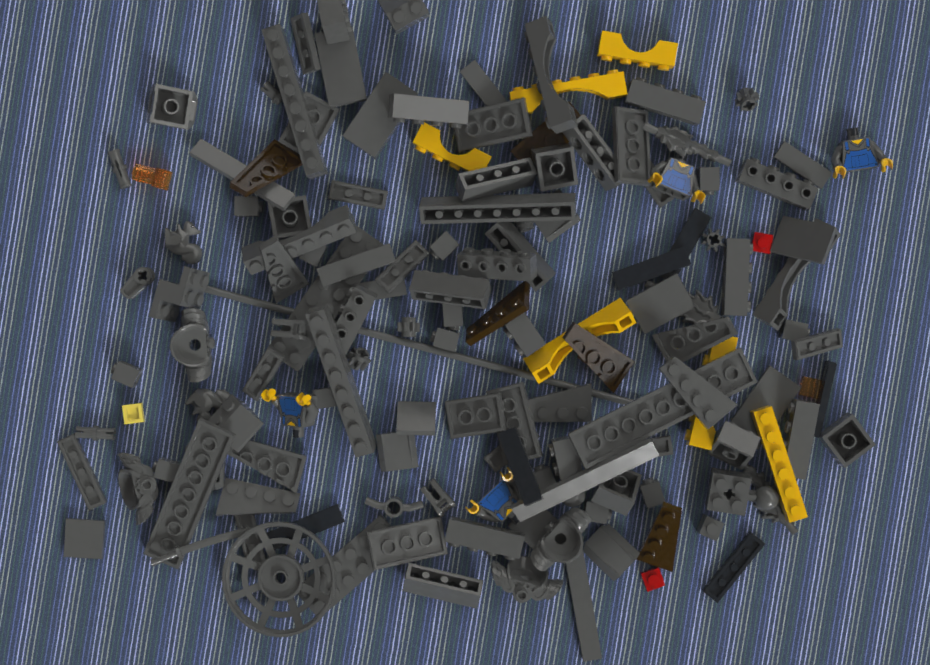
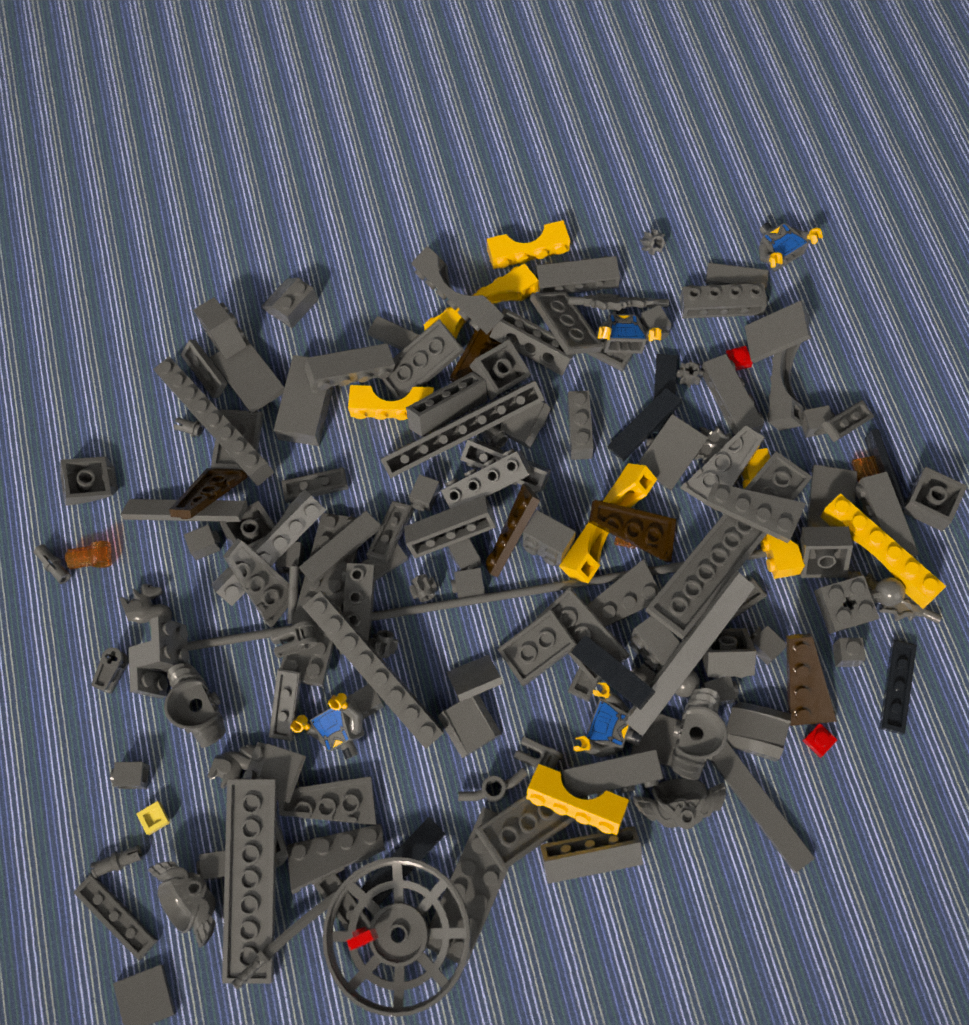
camera: 20 degrees left, 20 degrees down
(254, 572) = (361, 937): none -> red plate
(303, 285) = (292, 592): none -> dark grey piece
(465, 563) = (602, 812): none -> yellow arch
(598, 244) = (580, 425): none -> dark grey brick

